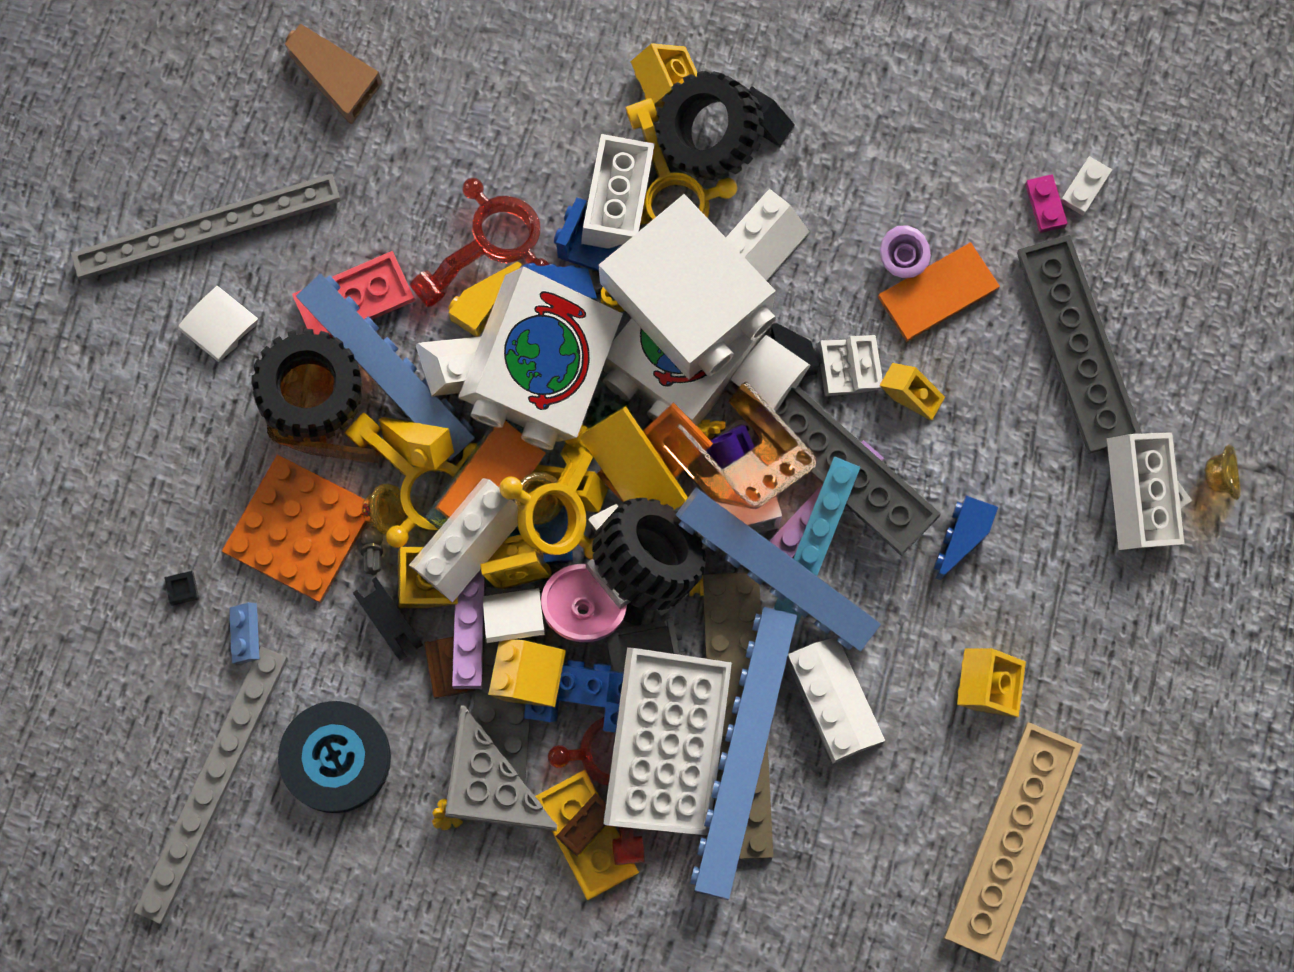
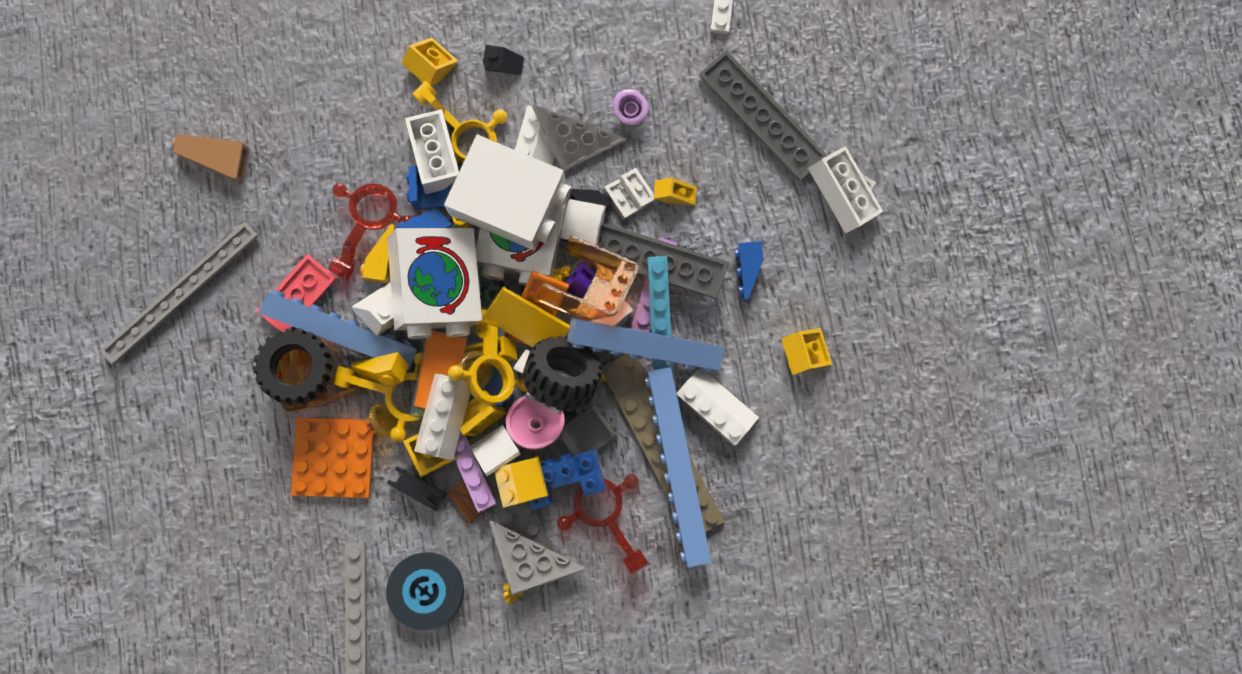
camera: 25 degrees left, 5 degrees up
(181, 588) = (276, 530): black tile -> none
(217, 323) = (217, 352): white slope -> none
(244, 633) = (330, 540): medium blue plate -> none
(371, 550) = (386, 450): dark grey axle -> none
(584, 826) = (601, 558): reddish brown plate -> none
(595, 865) = (603, 562): yellow tile -> none
(667, 742) = (627, 484): white plate -> none
(681, 110) = (449, 81): black tyre -> none
(808, 261) = (572, 139): none -> light grey tile
(938, 292) = (662, 123): orange tile -> none
(1012, 842) = (864, 442): tan plate -> none
(1046, 203) = (702, 36): dark pink plate -> none
(1223, 473) = (886, 157): clear yellow hat -> none

